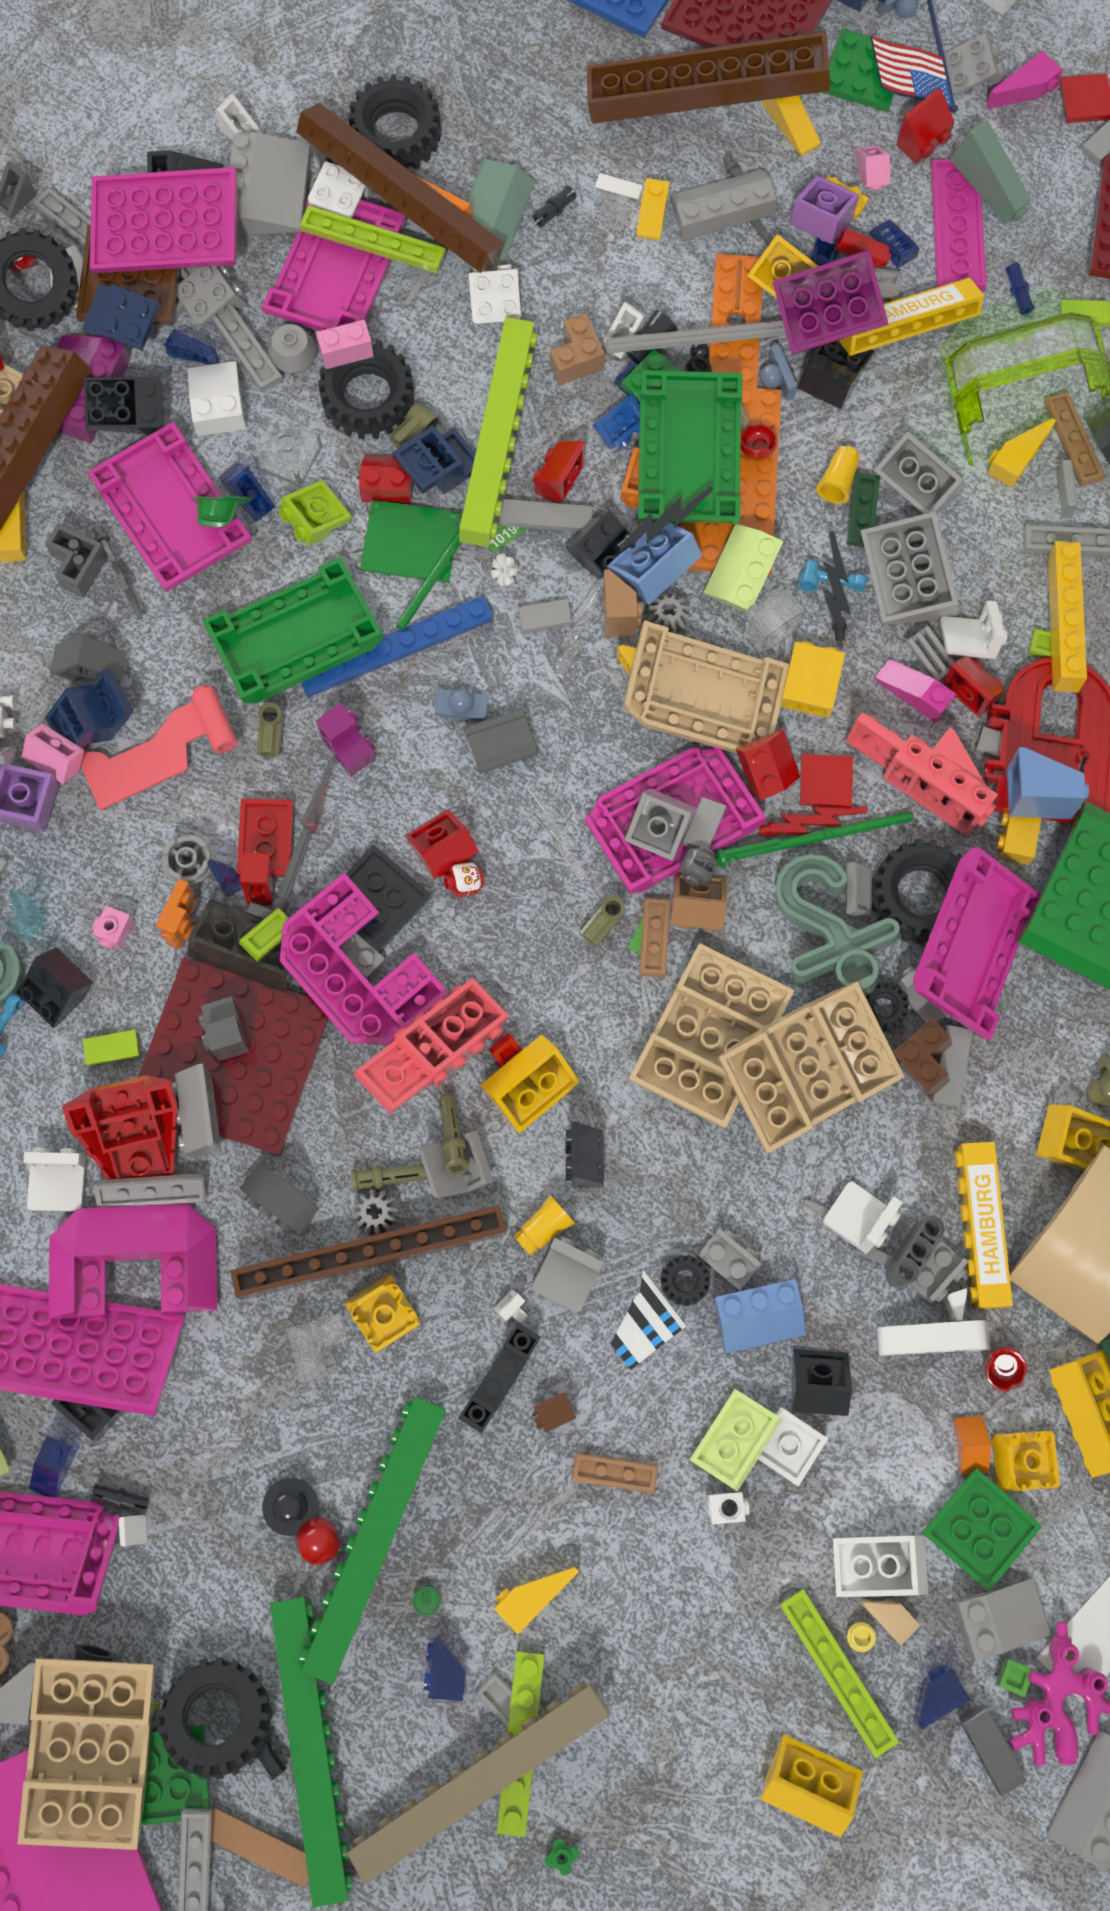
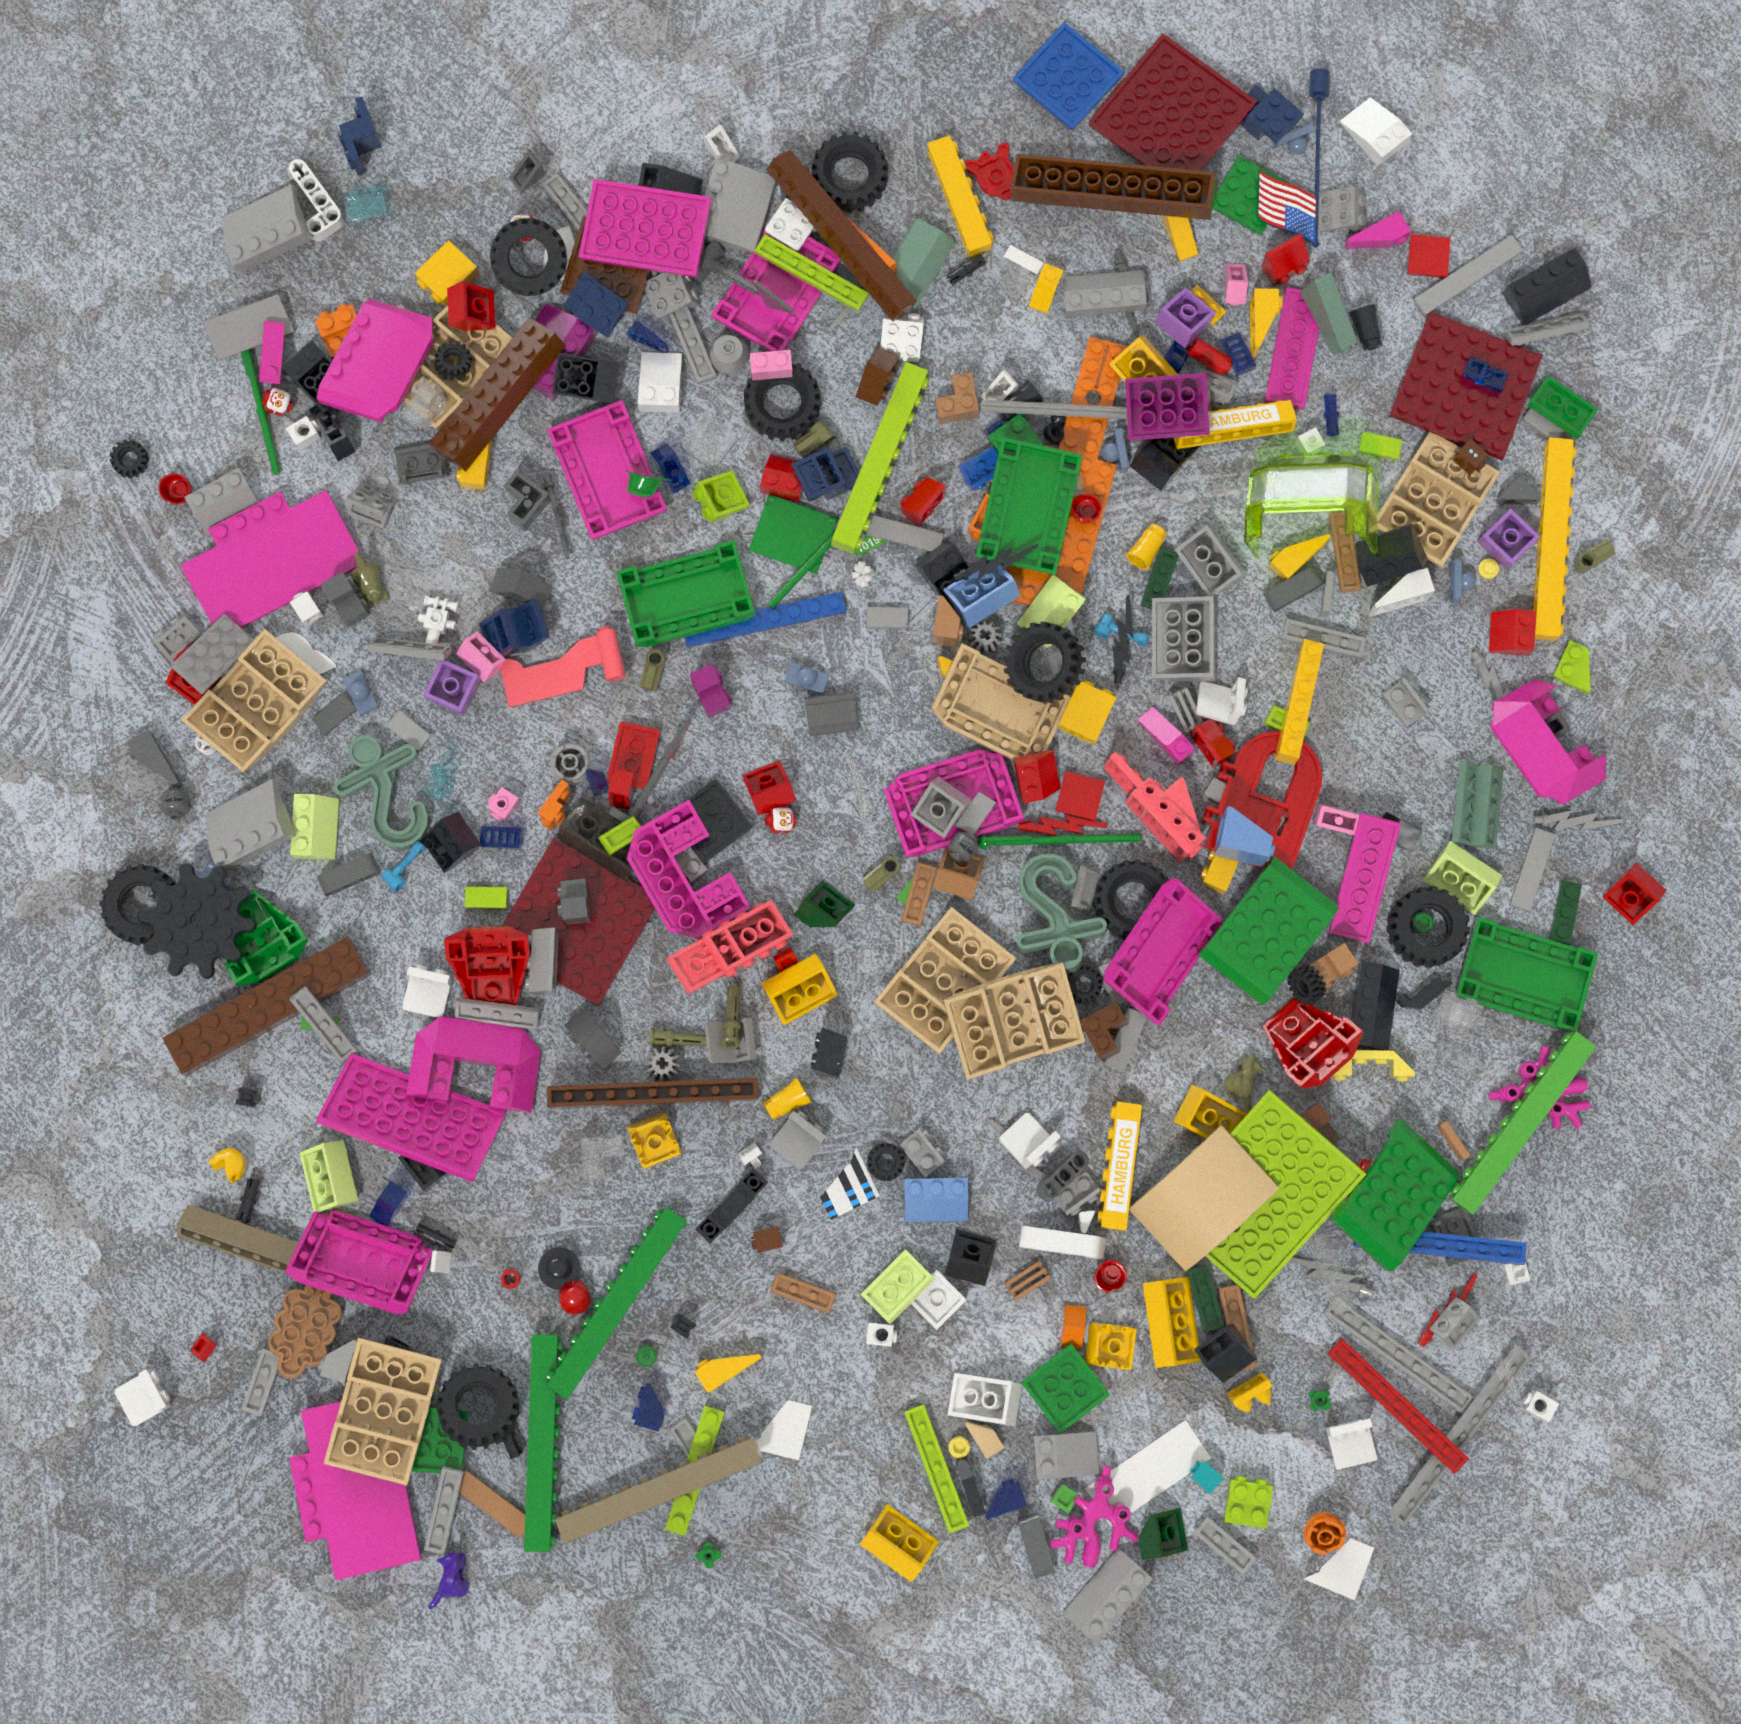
camera: 10 degrees right, 5 degrees up
(139, 971) = (517, 838): none -> clear blue slope
(225, 1526) = (512, 1285): none -> red bush
(250, 251) = (710, 263): none -> dark grey piece
(467, 1550) = (683, 1326): none -> black wheel
(474, 335) = (876, 375): none -> reddish brown brick
(529, 128) = (959, 196): none -> yellow brick
(539, 975) = (823, 907): none -> dark green slope
(563, 98) = (993, 172): none -> red tile
(630, 1663) = (786, 1431): none -> white sticker
(729, 599) = (1020, 655): none -> black tyre
(888, 1688) = (970, 1487): none -> black piece
(912, 189) = (1263, 309): none -> yellow slope
(916, 1380) = (1042, 1271): none -> medium nougat tile
(1003, 318) = (1310, 442): none -> brick
(1025, 490) = (1293, 588): none -> dark grey beam
(1038, 183) = (1367, 327): none -> black plant

